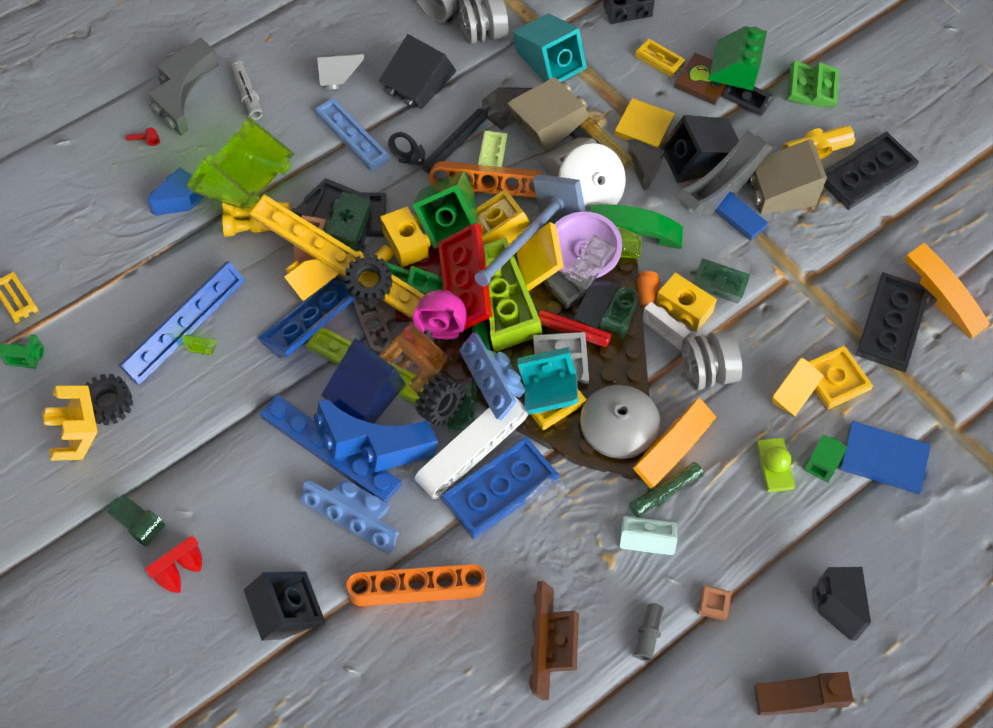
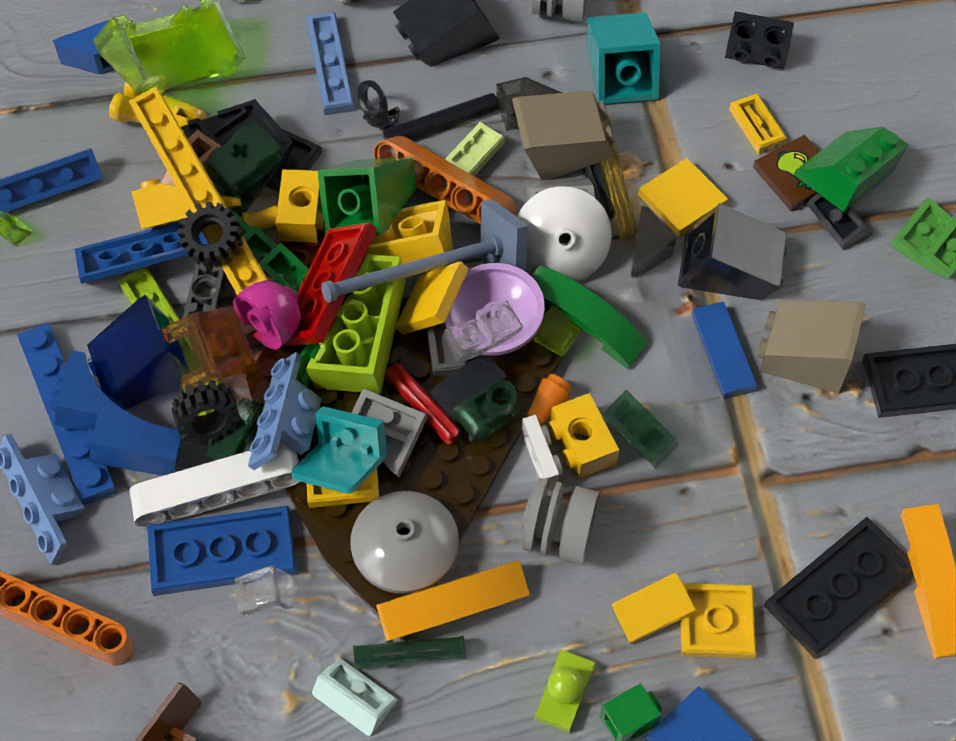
camera: 30 degrees right, 0 degrees up
(727, 176) = (733, 304): dark grey arch -> none
(828, 140) = (893, 317): yellow piece -> none

